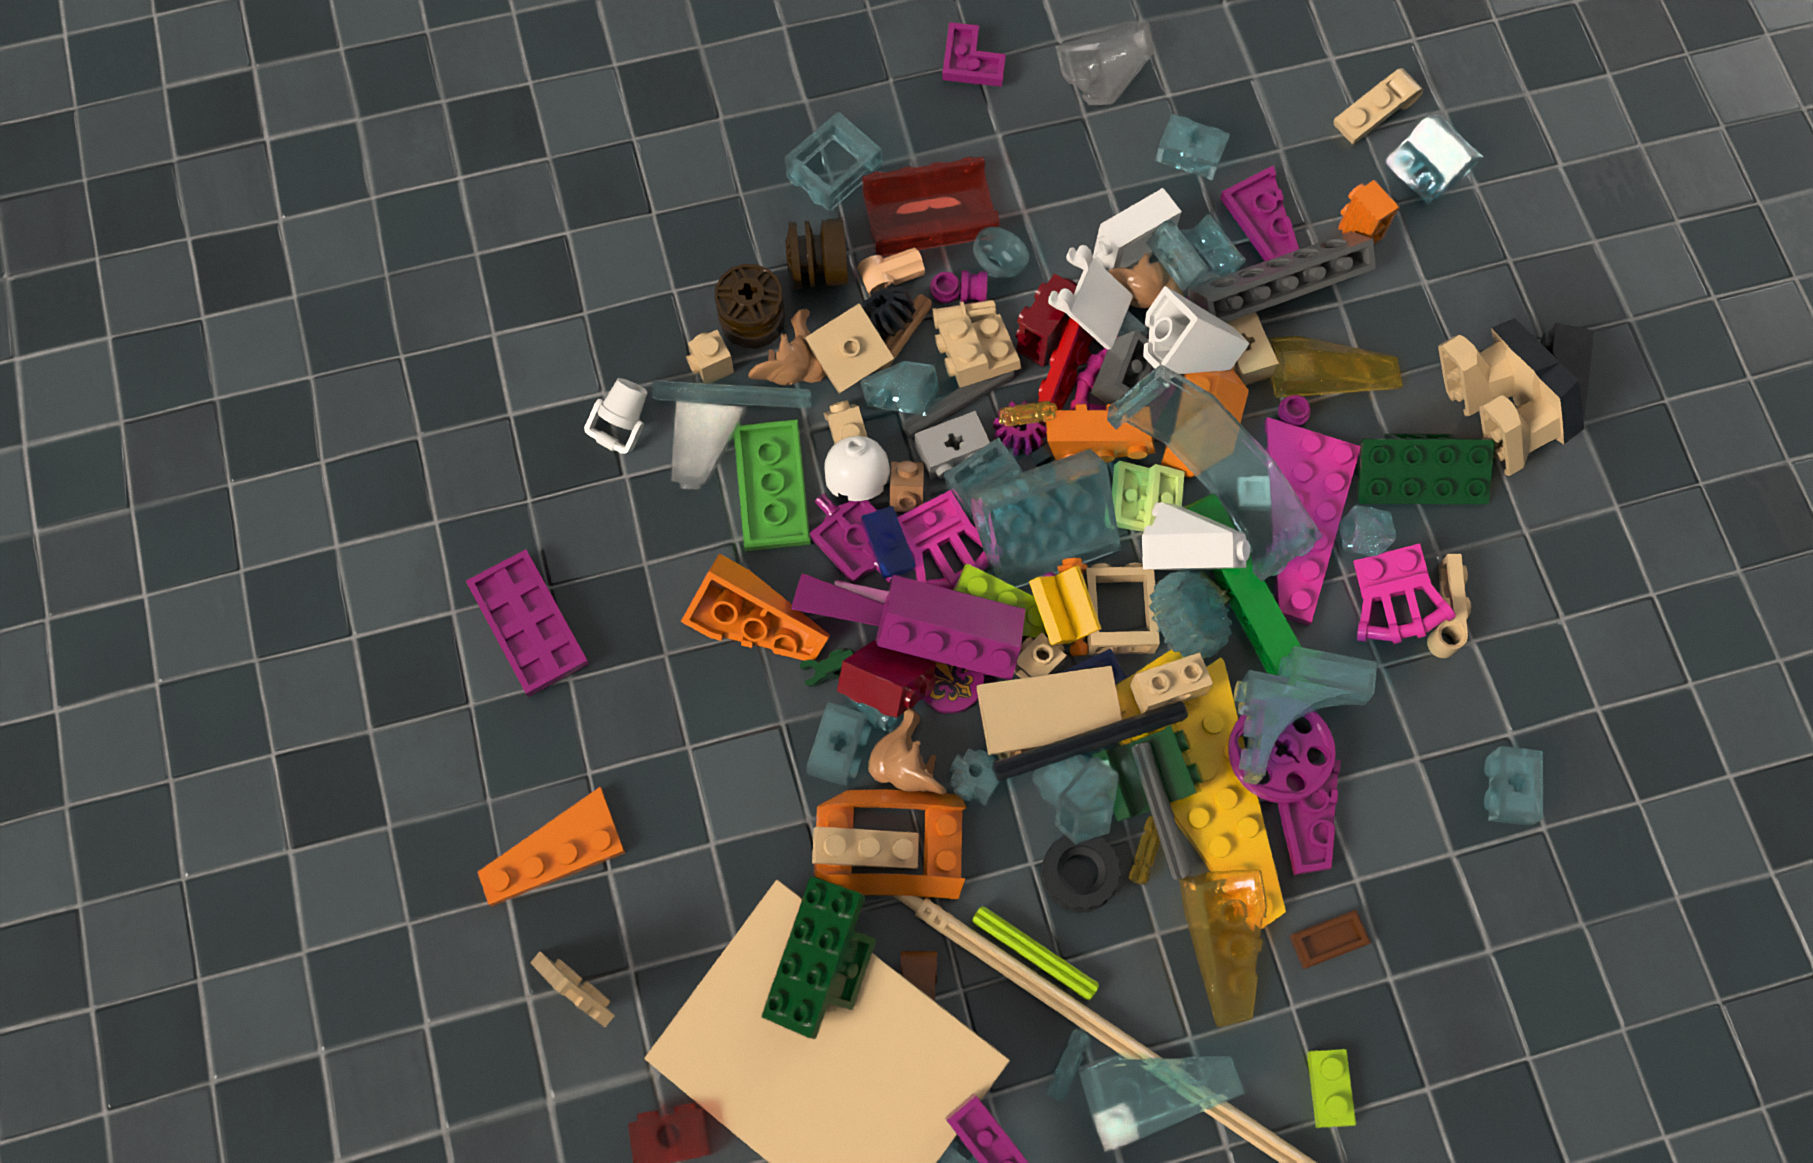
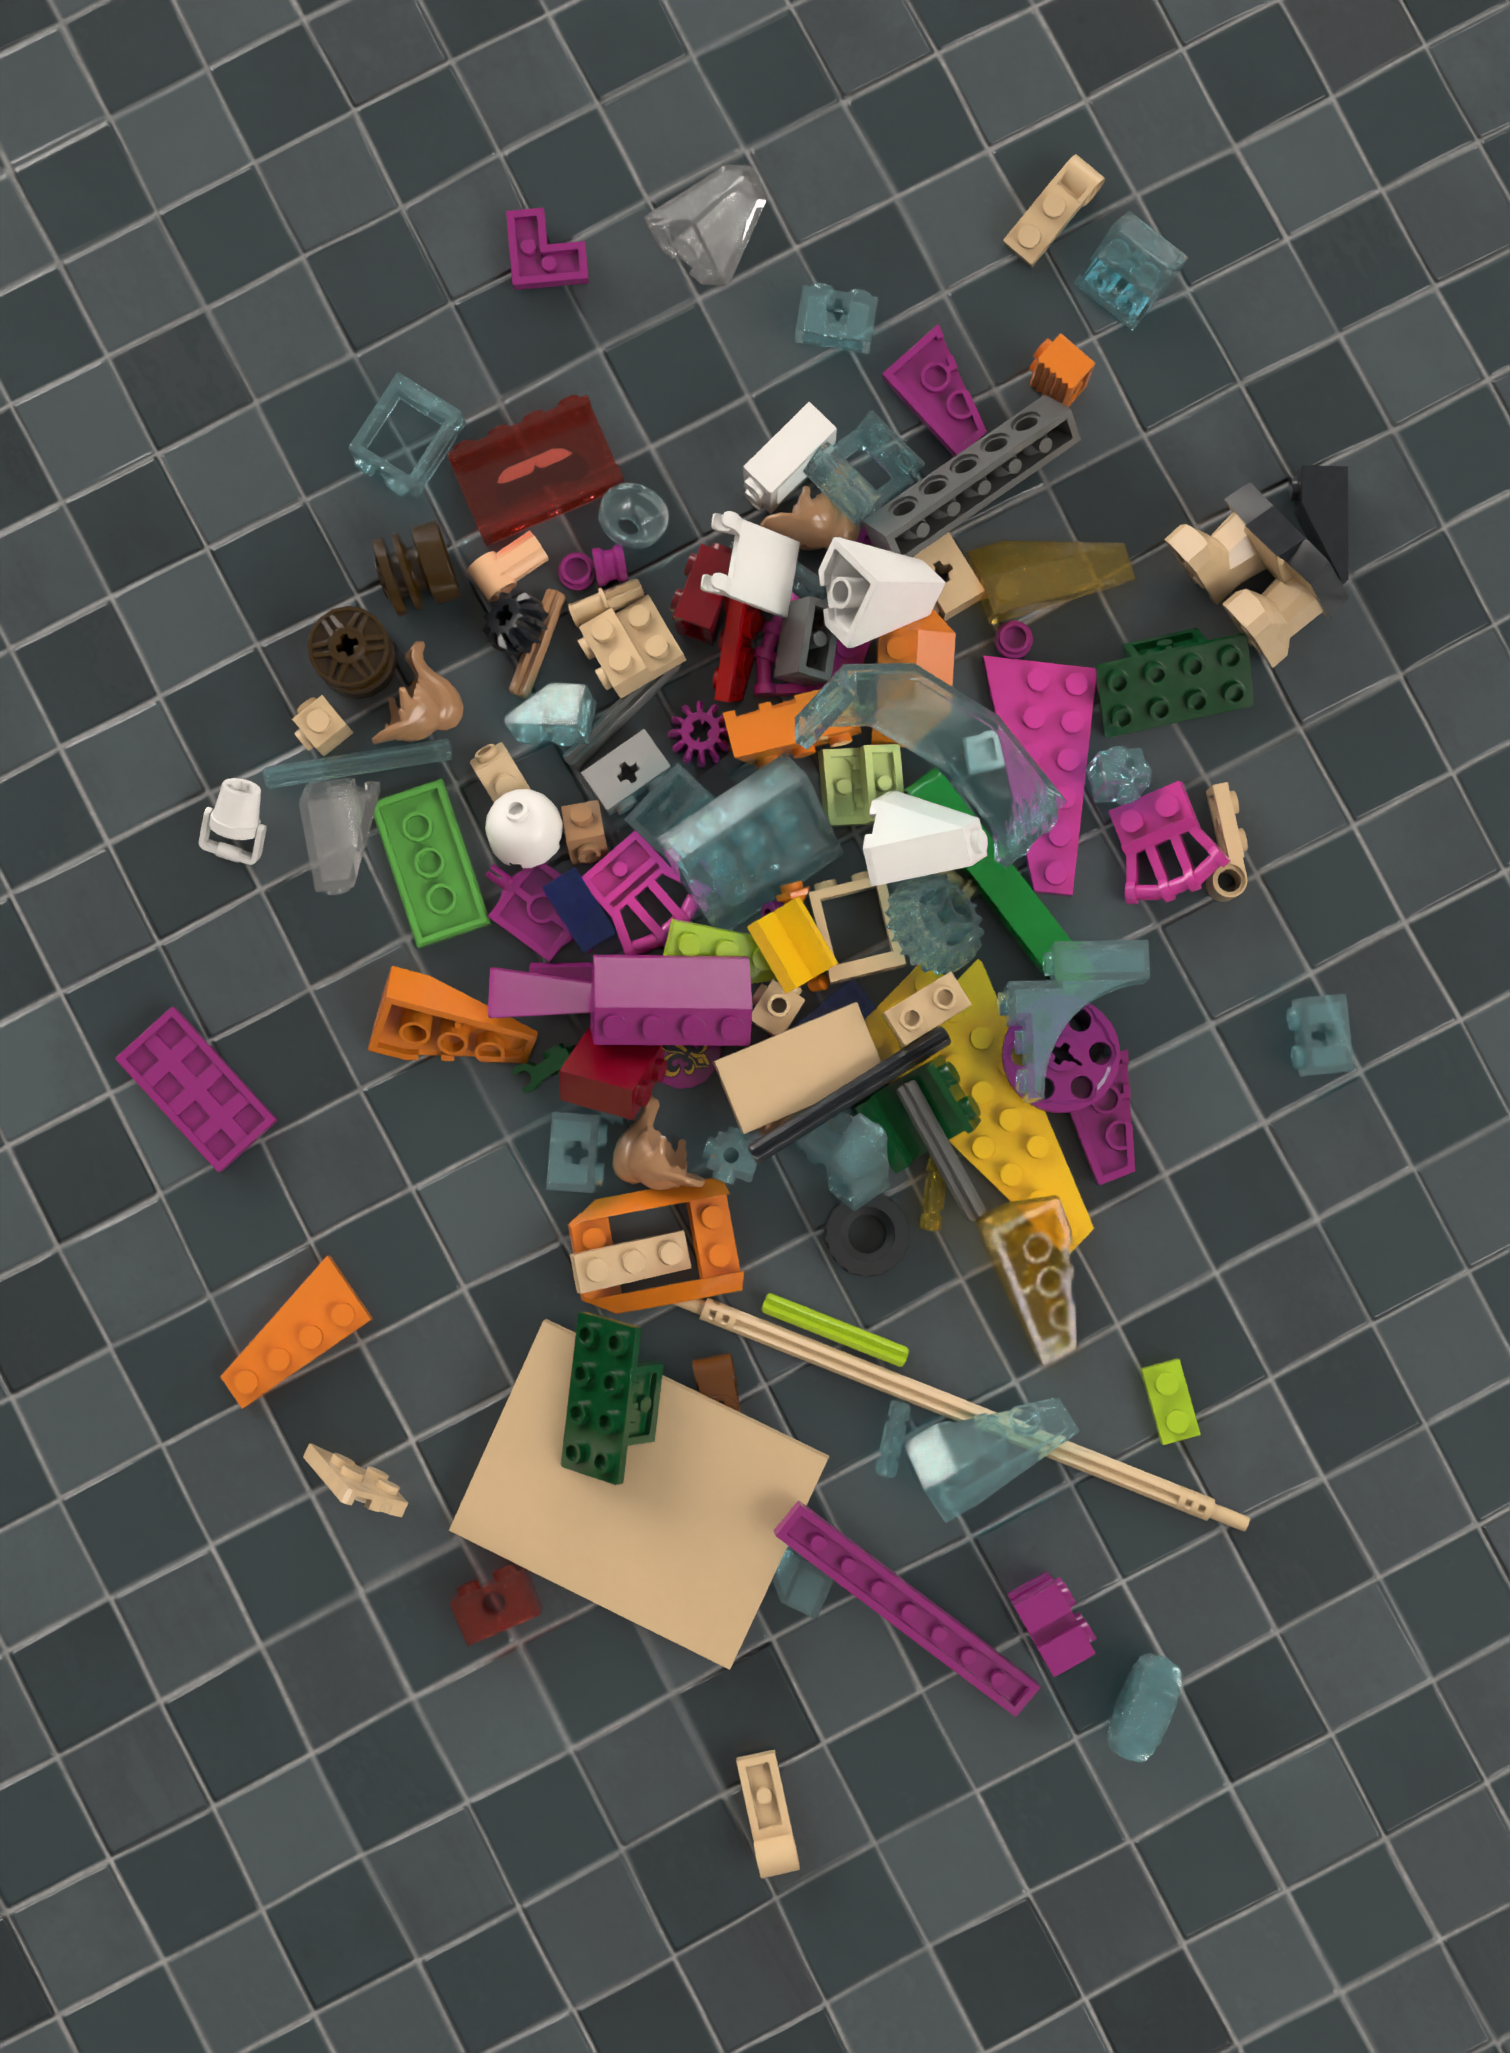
camera: 10 degrees left, 15 degrees up
(849, 348) = (481, 683): tan plate -> none
(1027, 413) = (705, 727): clear yellow axle -> none
(1329, 939) = (1146, 1246): reddish brown tile -> none

